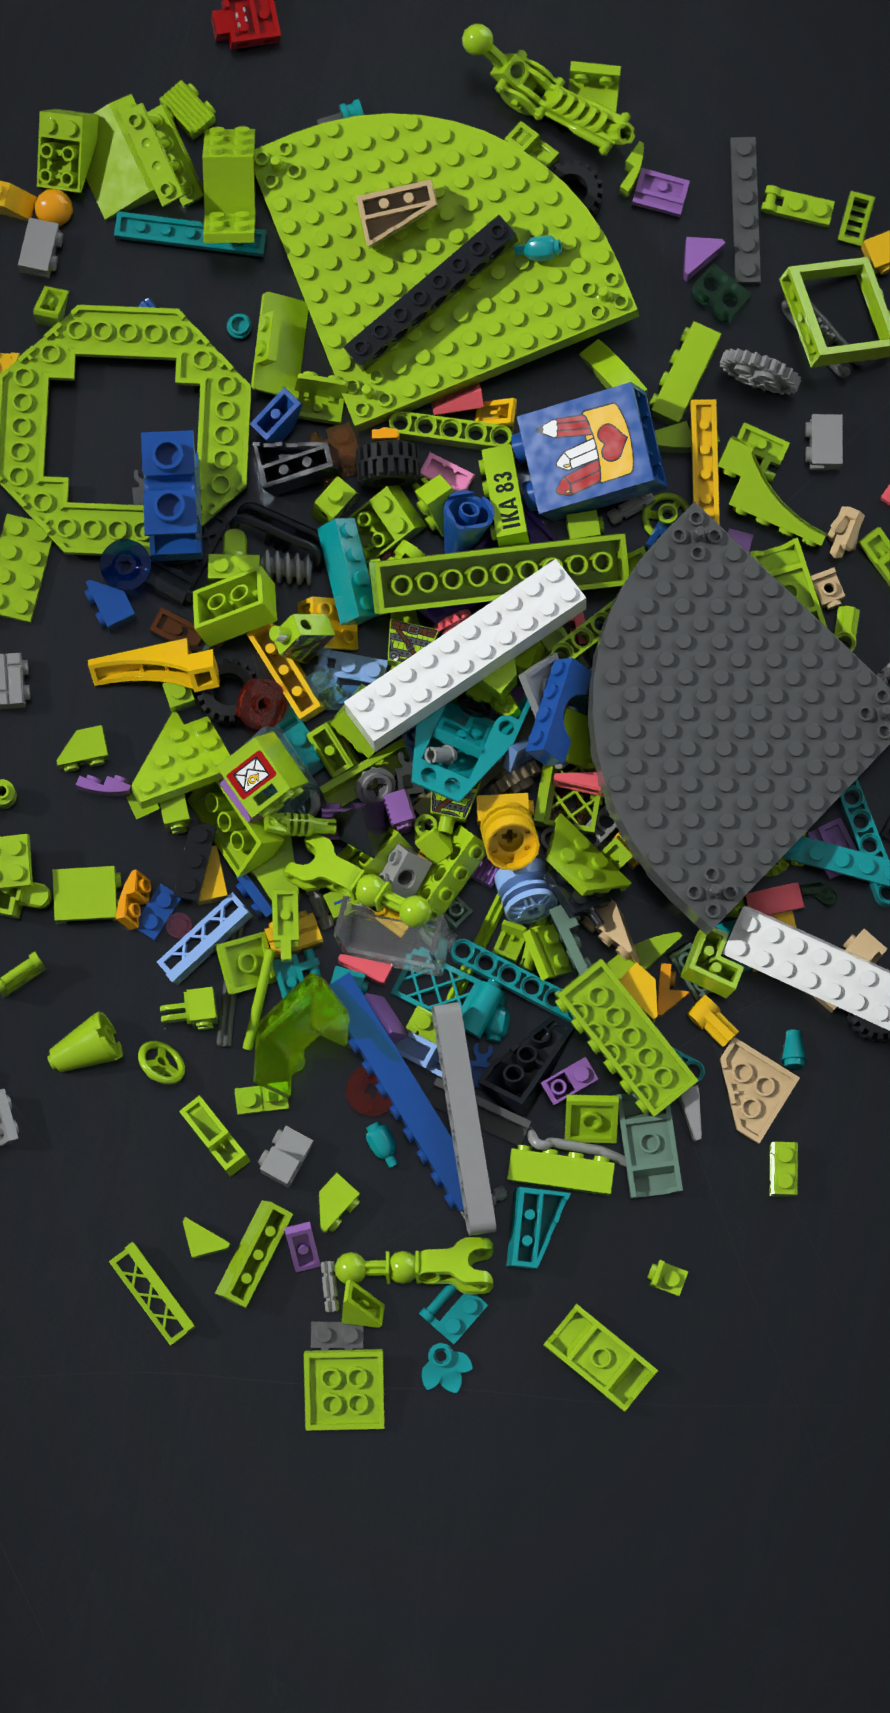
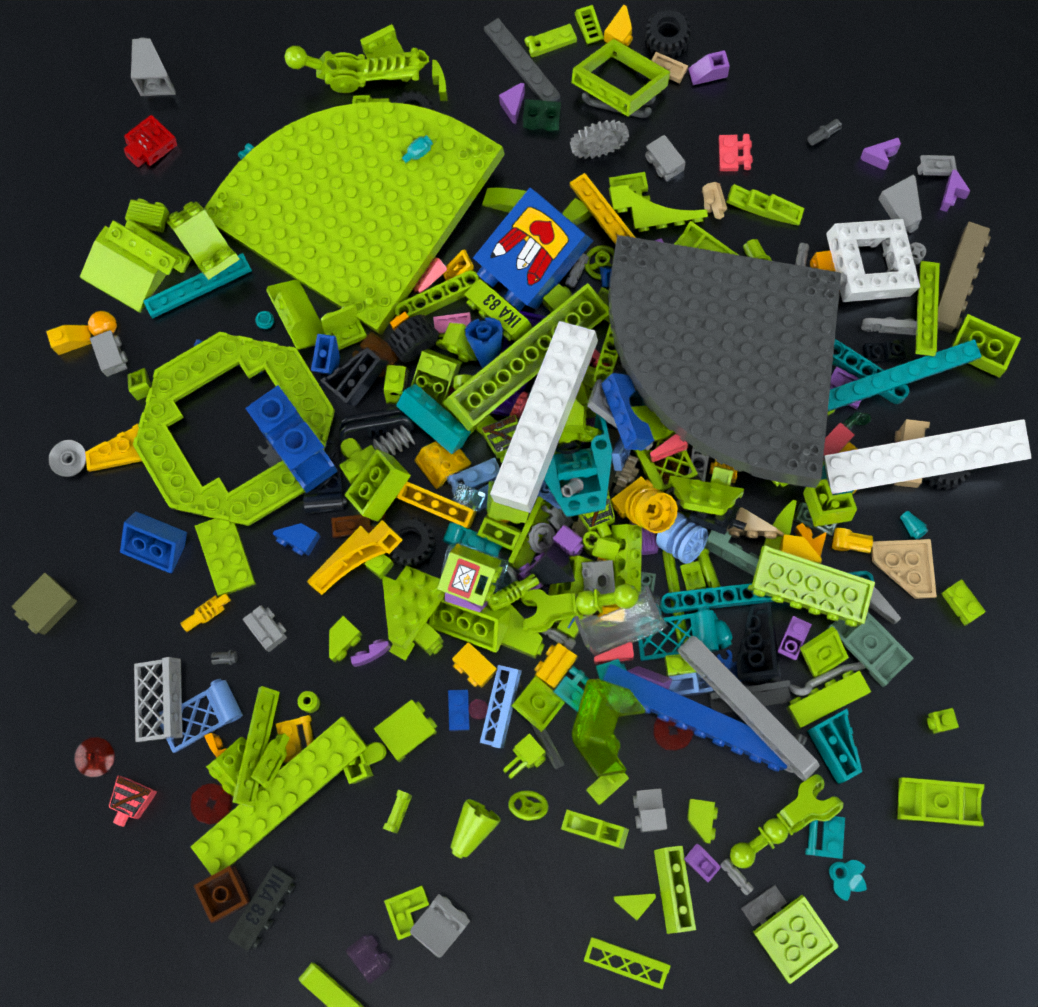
camera: 25 degrees left, 5 degrees down
(65, 148) = (85, 284): lime slope -> none
(112, 562) = (281, 504): clear blue dish -> none
(134, 893) = (436, 710): light orange slope -> none
(195, 861) = (461, 661): black plate -> none
(248, 701) = (426, 535): clear red plate -> none
(259, 999) = (562, 721): lime bar -> none
(260, 906) = (522, 661): blue plate -> none
(285, 921) = (546, 659): lime hinge -> none
(302, 636) = (433, 474): lime torso -> none
(361, 1307) = (767, 876): lime slope -> none
(382, 1142) = (704, 759): teal plant -> none
(394, 209) = (313, 182): tan wedge -> none
(431, 293) = (369, 218): black brick -> none
(547, 952) = (722, 567): lime plate -> none
(660, 192) = (465, 82): medium lavender plate -> none
(685, 375) = (554, 172): lime brick -> none
(829, 600) = (725, 232): tan brick -> none

